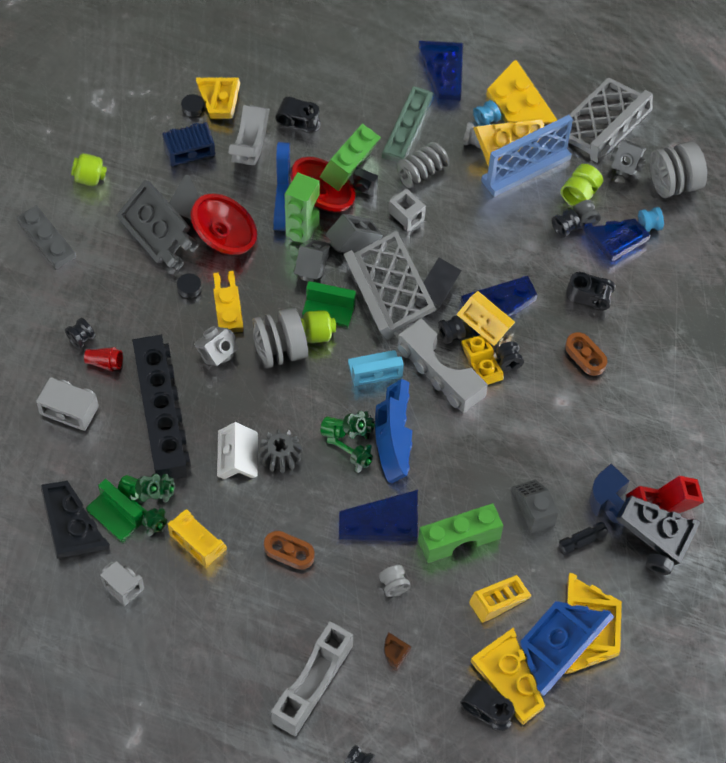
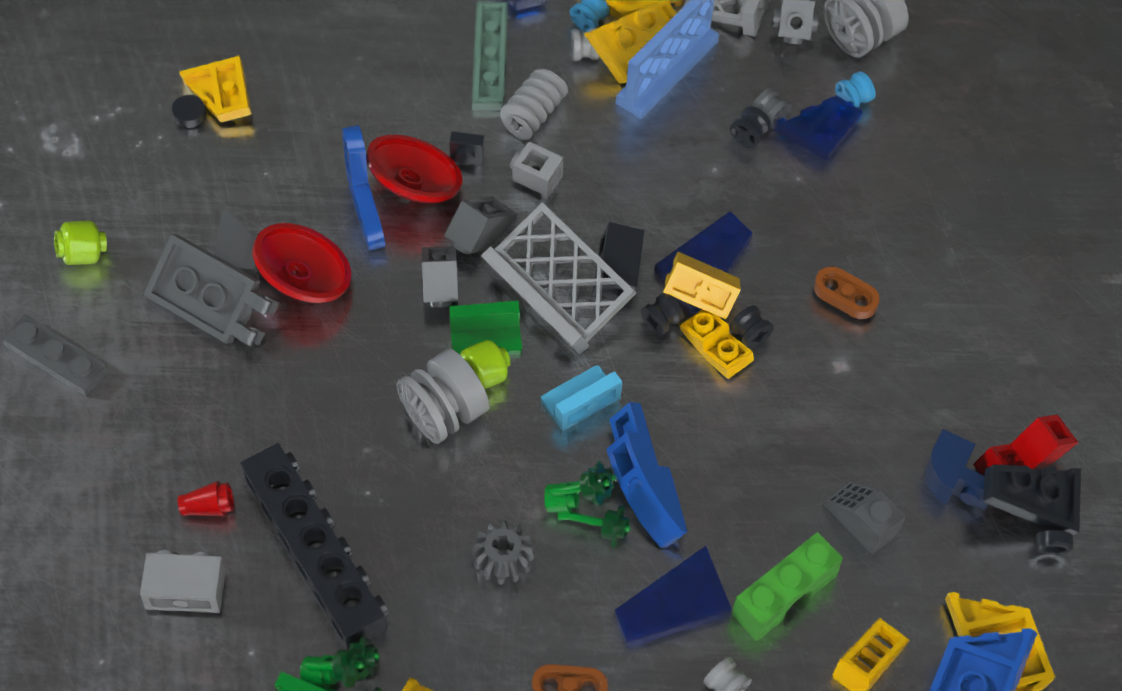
camera: 20 degrees left, 0 degrees up
(80, 333) = (159, 476): black wheel -> none
(188, 143) = (205, 166): dark blue brick -> none
(189, 285) = (283, 362): black tile -> none
(216, 345) = (358, 434): light grey brick -> none
(228, 304) = (347, 372): yellow hinge -> none
(237, 451) = (443, 572): white panel -> none
(250, 135) = (287, 129): light grey arch -> none
(297, 113) = (337, 83): black piece -> none
(300, 214) = (403, 209): bright green arch -> none
(350, 156) = (437, 121): bright green arch -> none
(462, 387) = (705, 387): light grey arch -> none
(582, 184) = (750, 71): lime wheel -> none
(583, 538) = (943, 539): black axle -> none
(590, 290) = (818, 207): black piece -> none

